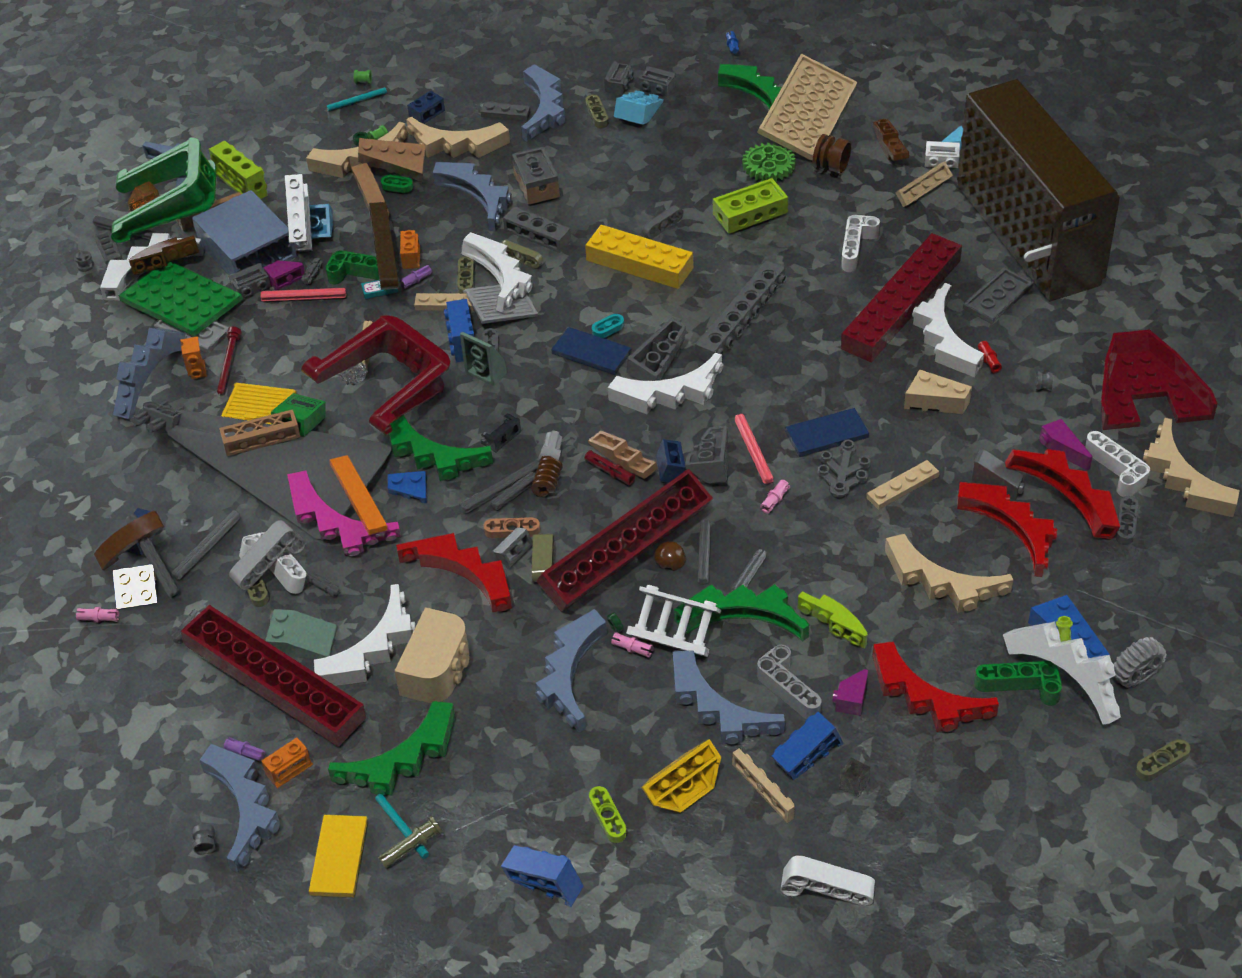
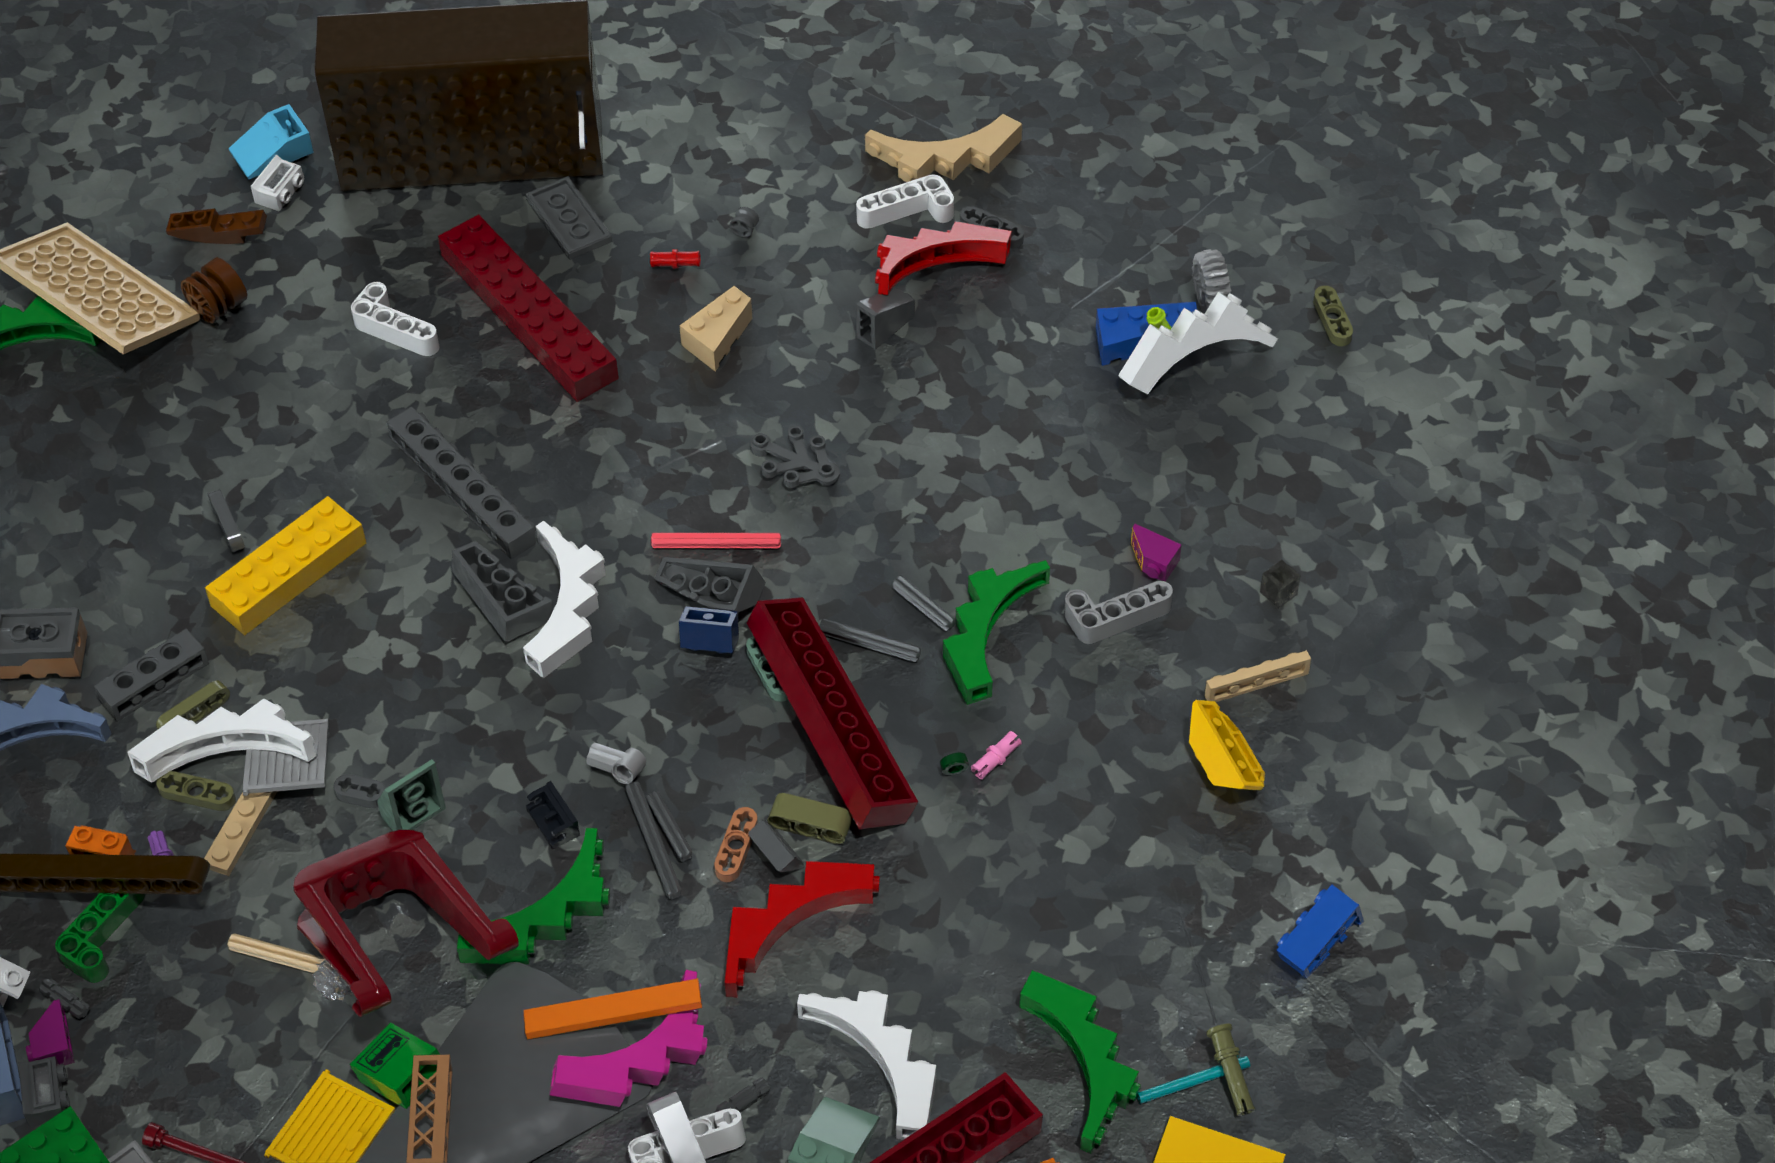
camera: 75 degrees left, 5 degrees up
(304, 294) = (112, 1021): coral axle -> none
(372, 289) = (155, 915): teal tile -> none
(408, 485) = (598, 953): blue wing -> none
(433, 657) = (944, 974): tan brick -> none
(459, 321) = (320, 816): blue wedge -> none
(546, 476) = (666, 778): reddish brown piece -> none
(571, 644) = (1005, 838): sand blue arch -> none
(591, 350) = (440, 672): dark blue tile -> none
(606, 823) = (1238, 856): lime beam -> none
(608, 325) = (405, 641): teal plate -> none
(620, 453) = (657, 686): medium nougat slope -> none
(626, 476) = (706, 690): dark red pin -> none
(659, 634) = (1013, 702): white fence -> none
(670, 555) = (865, 676): reddish brown hair -> none
(712, 708) = (1090, 708): sand blue arch -> none
(750, 205) = (255, 383): lime brick -> none
(768, 162) = (156, 375): bright green gear -> none
(774, 496) = (803, 535): bright pink pin -> none
(806, 745) = (1221, 615): blue wedge -> none
(826, 432) = (722, 458): dark blue tile -> none
(826, 879) = (1410, 655): white beam -> none
(840, 619) = (1040, 531): lime slope -> none
(902, 484) = (845, 410): tan plate -> none
(922, 697) = (1149, 503): red arch -> none
(924, 184) = (323, 219): tan plate -> none
(937, 581) = (989, 437): tan arch -> none
(948, 346) = (612, 293): white arch -> none
(1016, 516) = (951, 318): red arch -> none
(1021, 676) = (1193, 374): green beam -> none
(1060, 437) = (854, 238): magenta slope -> none
(1146, 367) = (777, 124): dark red piece -> none

